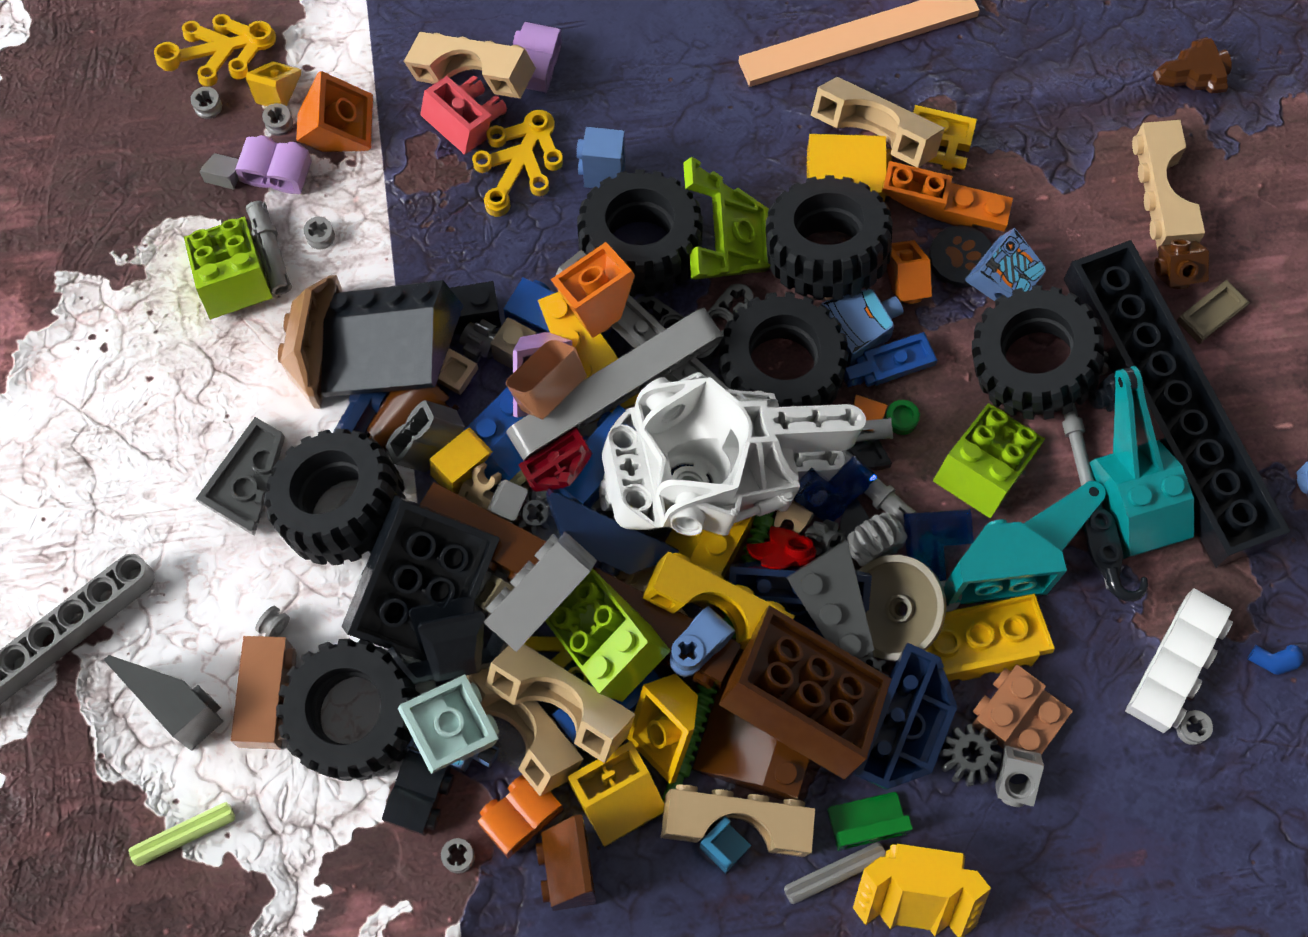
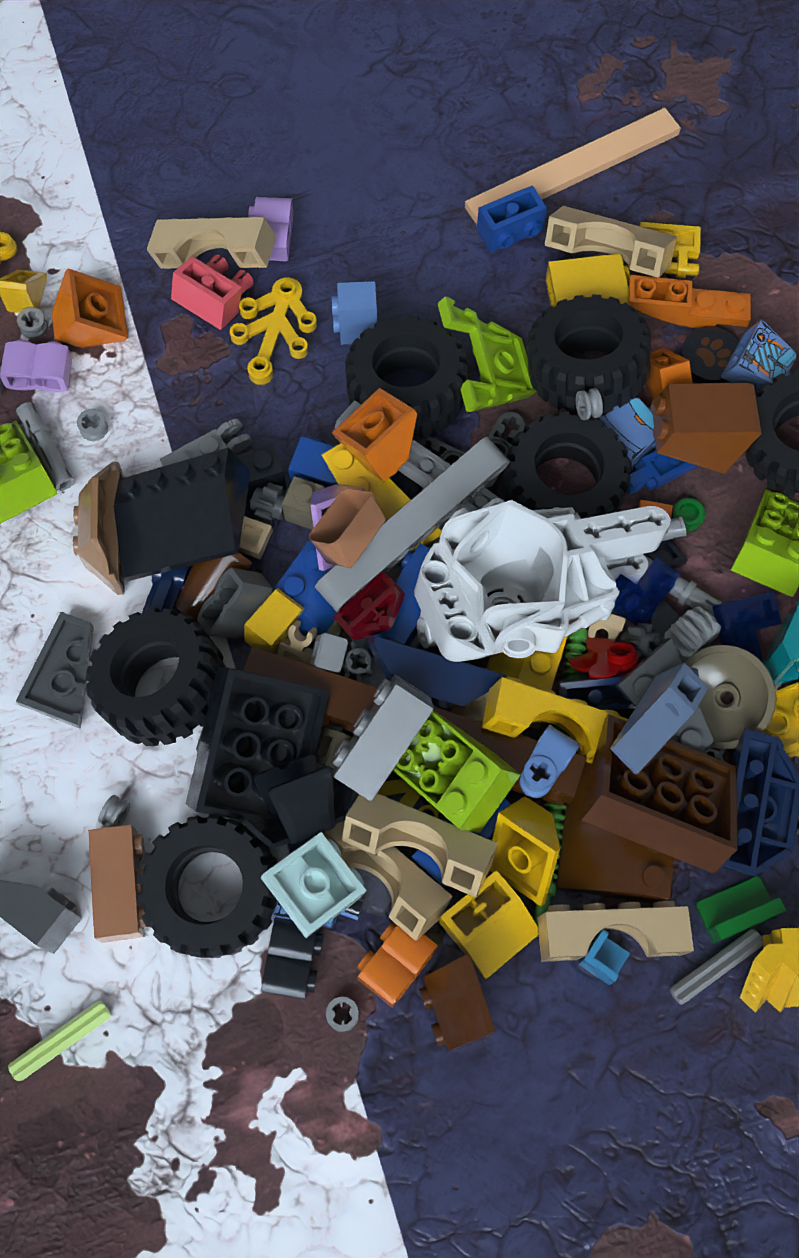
camera: 10 degrees left, 0 degrees up
(433, 271) = (211, 442): none -> light grey hinge
(781, 83) = (511, 219): none -> blue brick
(814, 615) = (659, 715): none -> sand blue slope
(815, 290) = (589, 404): none -> light grey bush
(932, 326) = (706, 423): none -> dark orange slope

